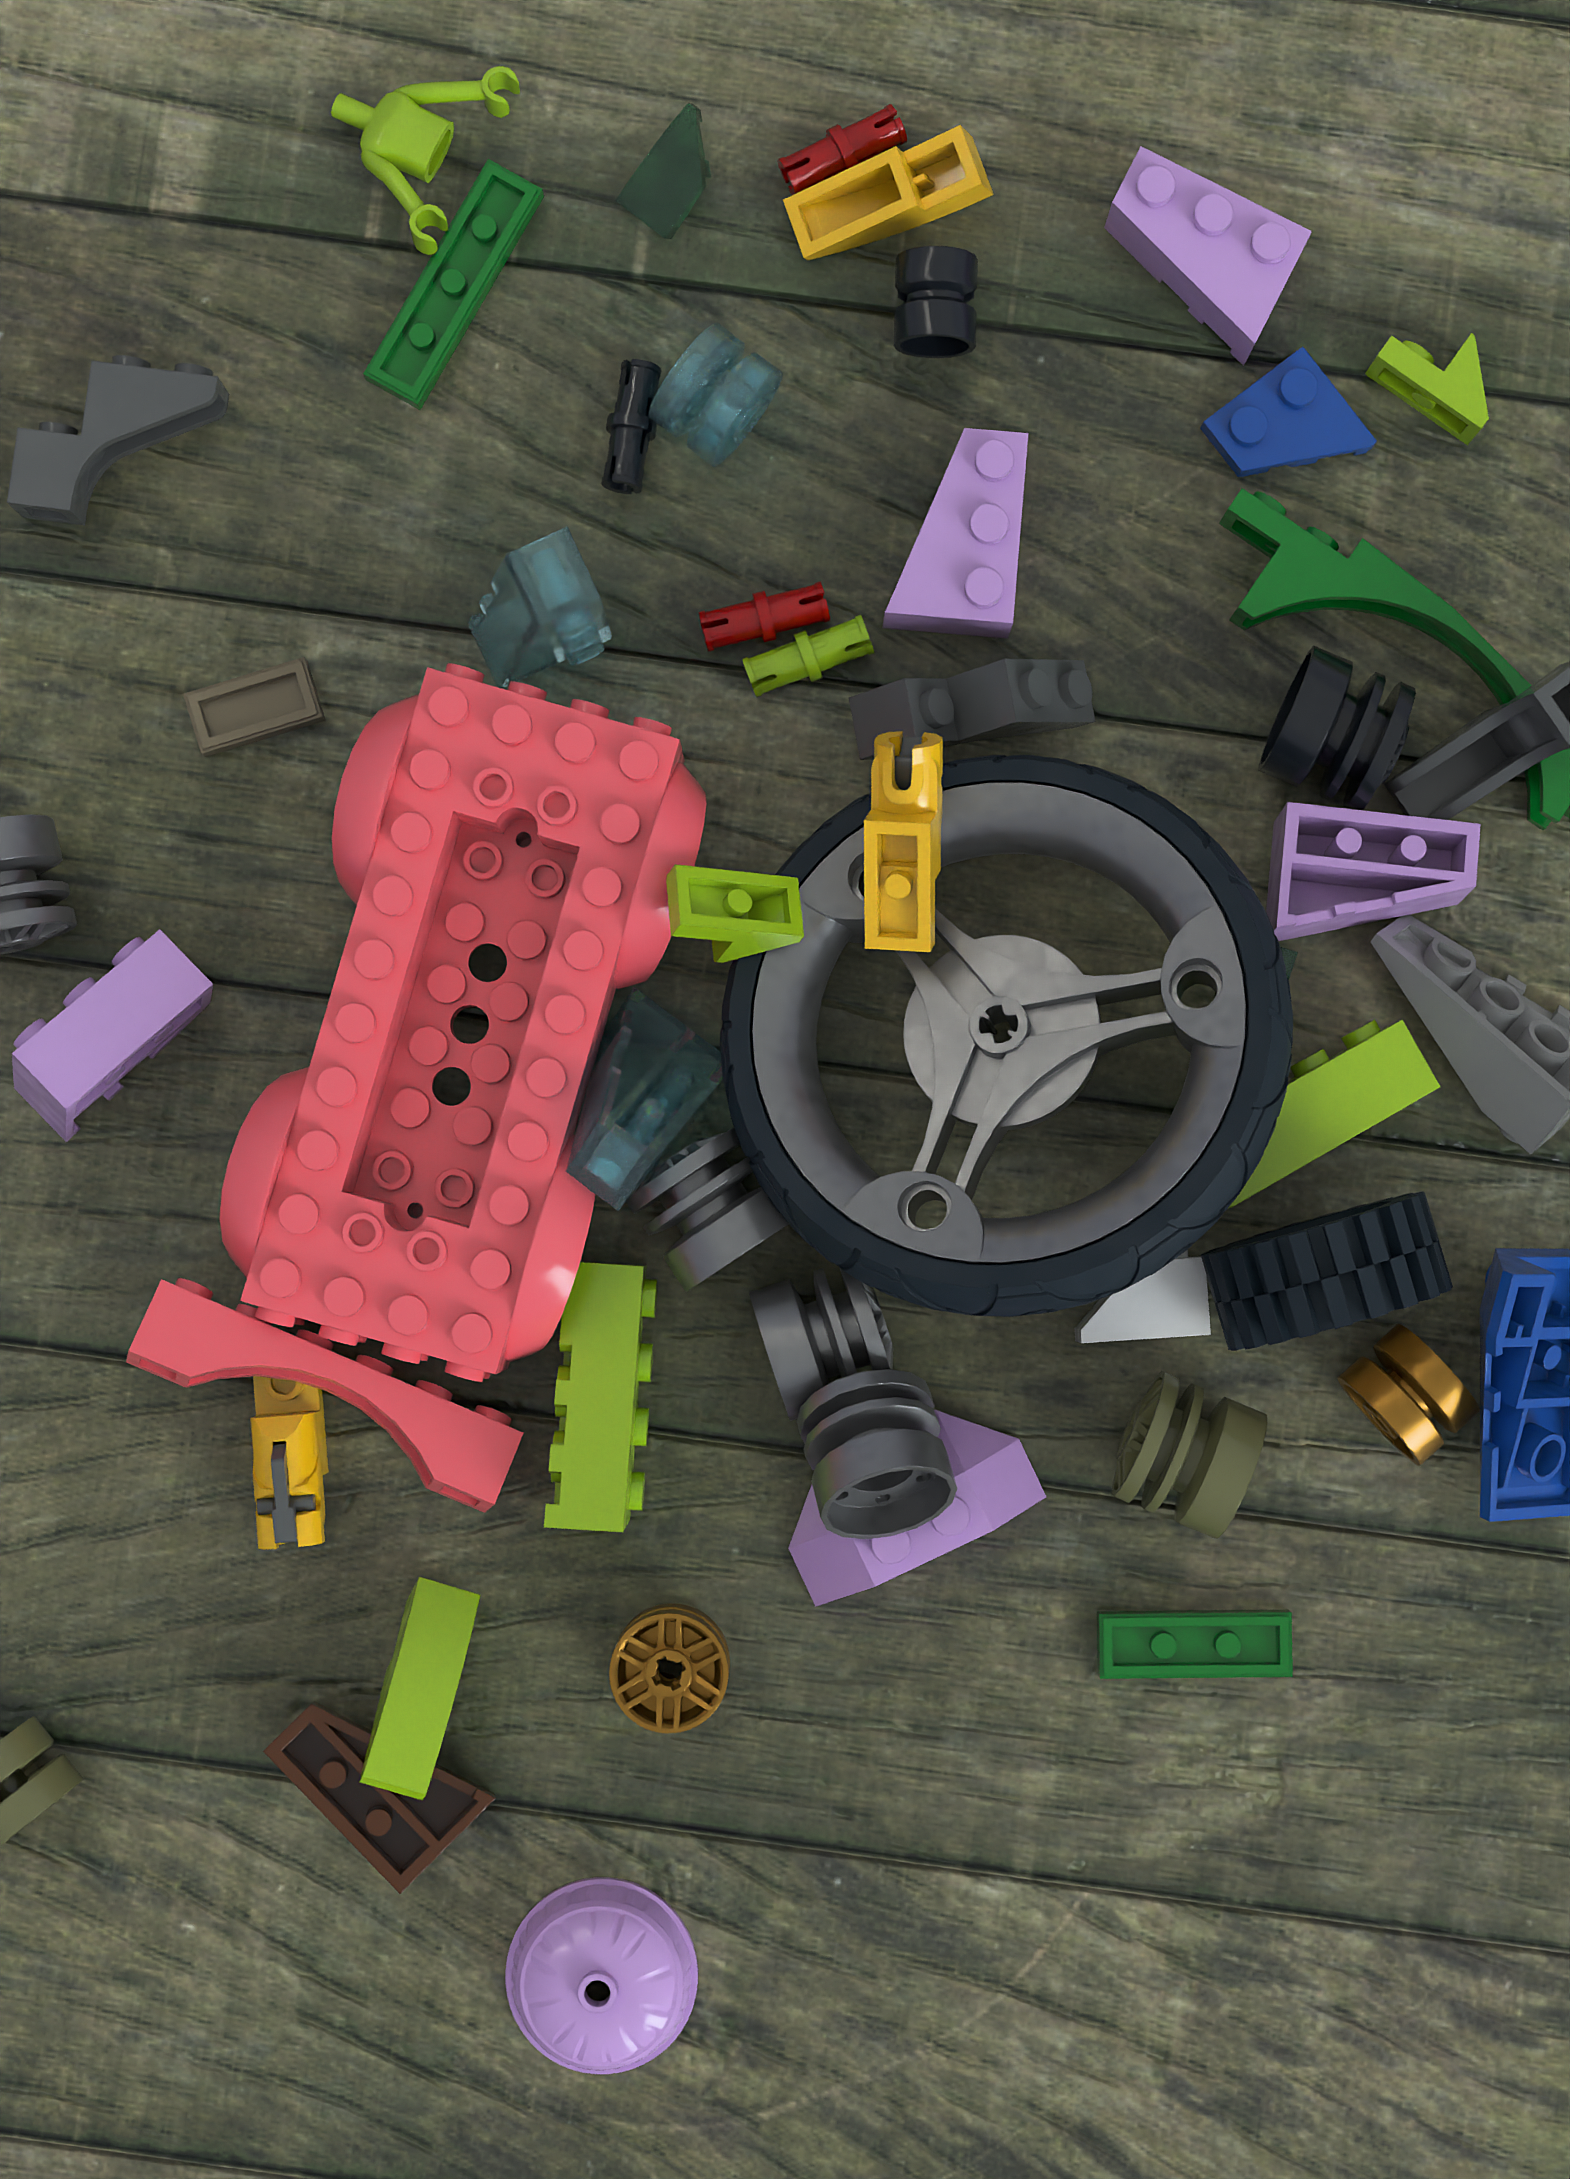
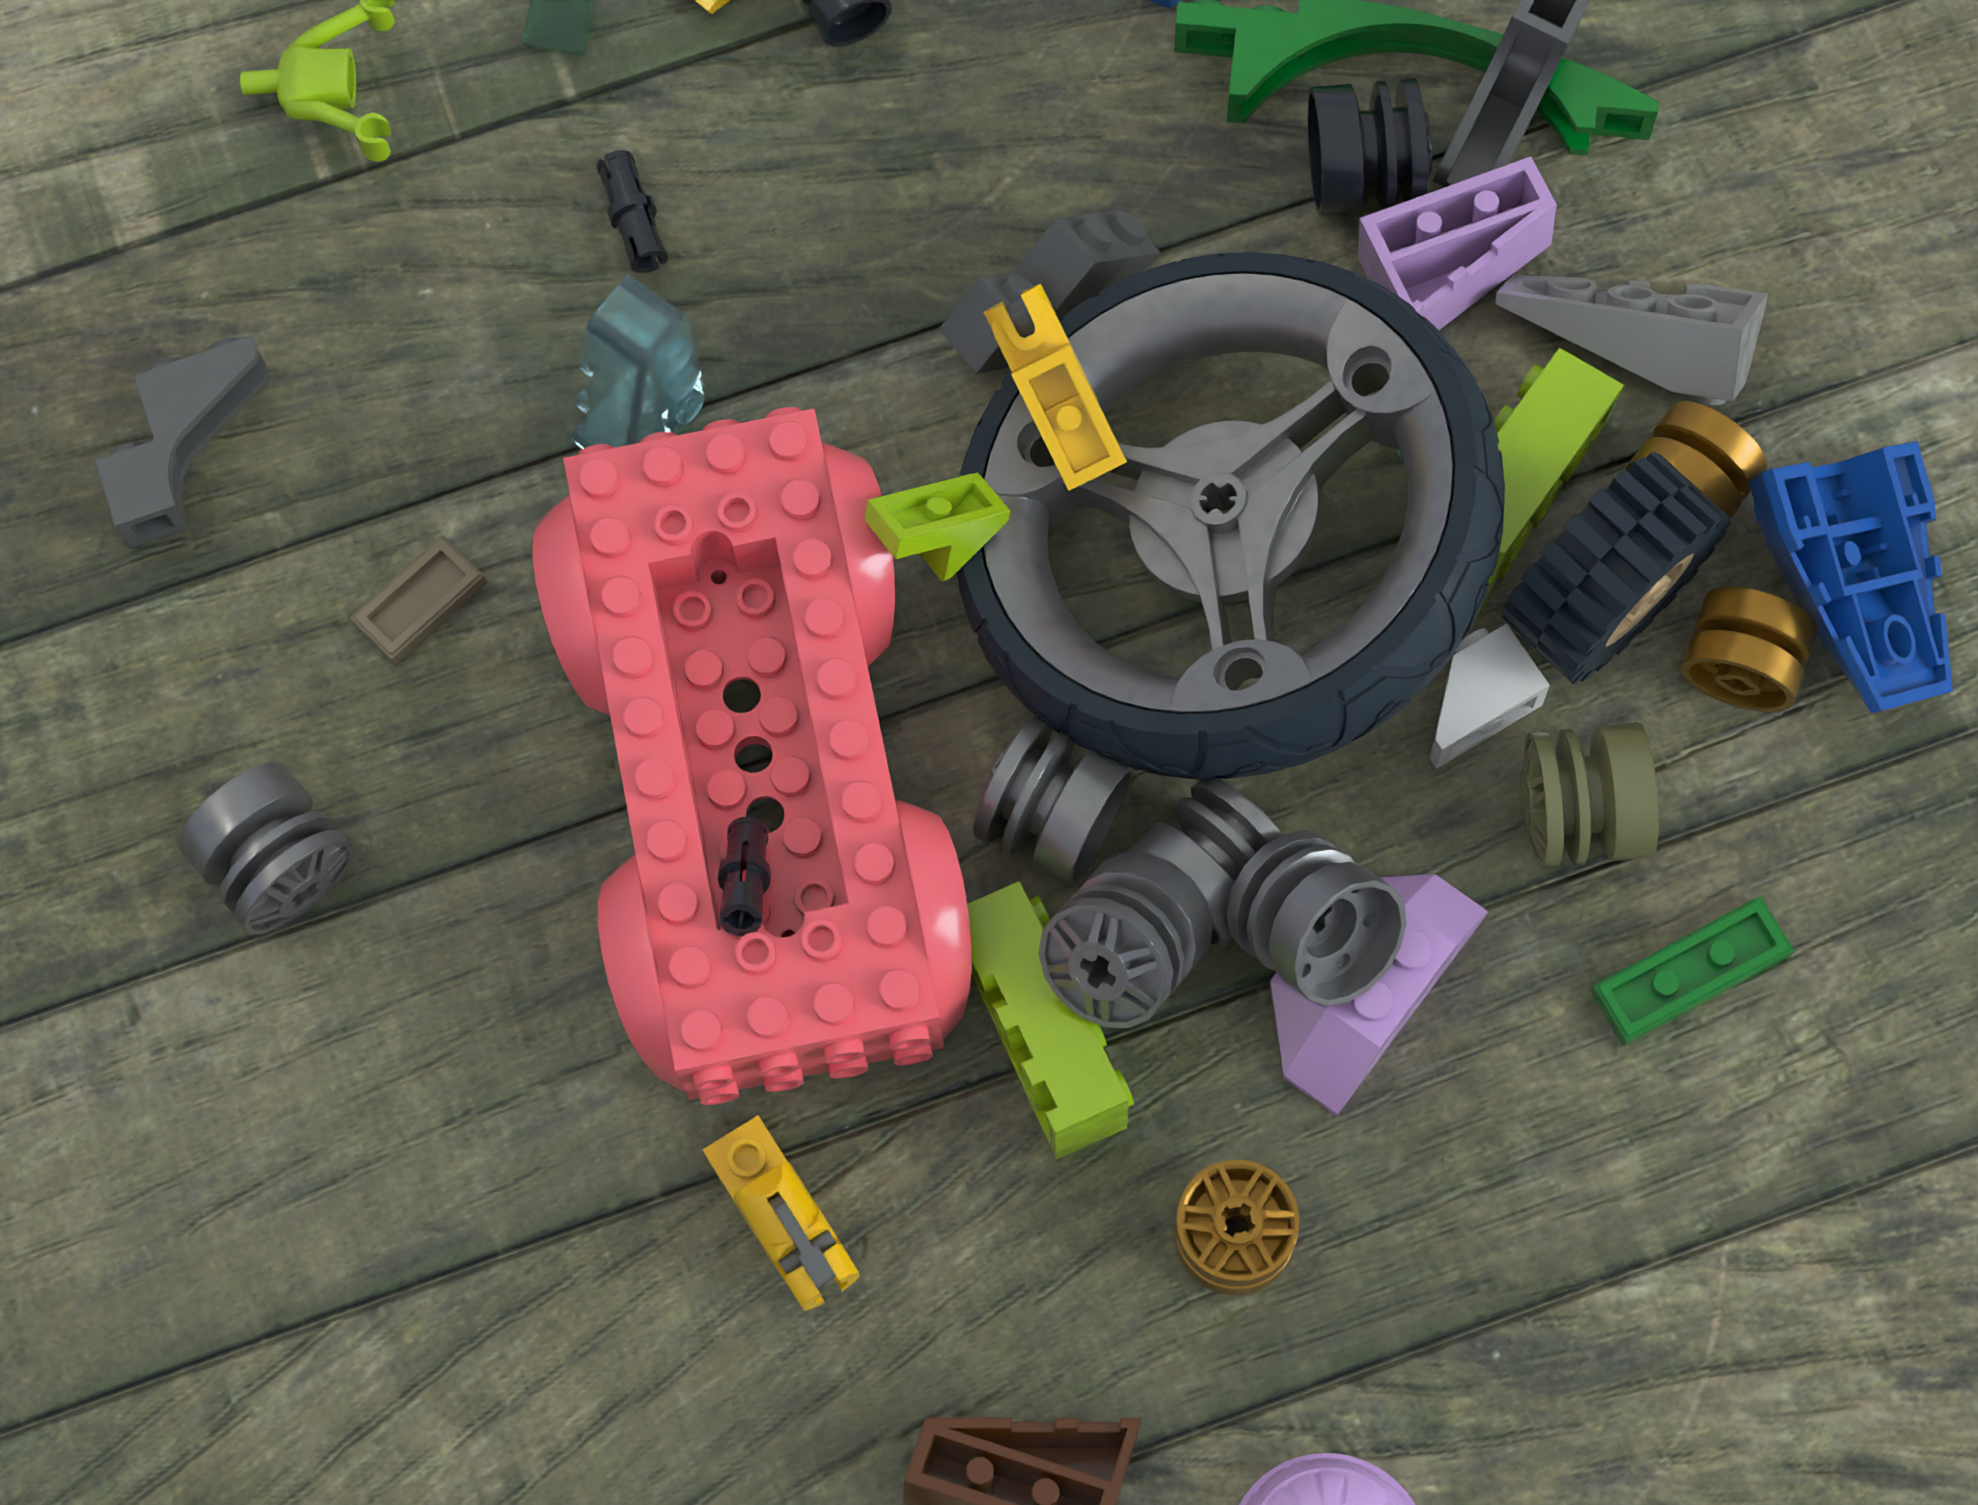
camera: 25 degrees left, 15 degrees down
(107, 1030) = (426, 932): lavender wedge -> none
(200, 1341) = (926, 1130): coral arch -> none
(373, 1180) = (743, 900): none -> black pin
(419, 1688) = (1017, 1354): lime slope -> none
(454, 284) = (417, 178): green tile -> none
(641, 1098) = (939, 733): clear light blue wedge -> none
(697, 1387) = (1125, 940): none -> flat silver wheel
(715, 394) = (692, 144): clear light blue wheel -> none
(764, 616) = (828, 306): red pin -> none
(808, 656) = (884, 318): lime pin -> none
(968, 546) = (976, 164): lavender wedge -> none
(1466, 1197) = (1708, 452): none -> pearl gold wheel

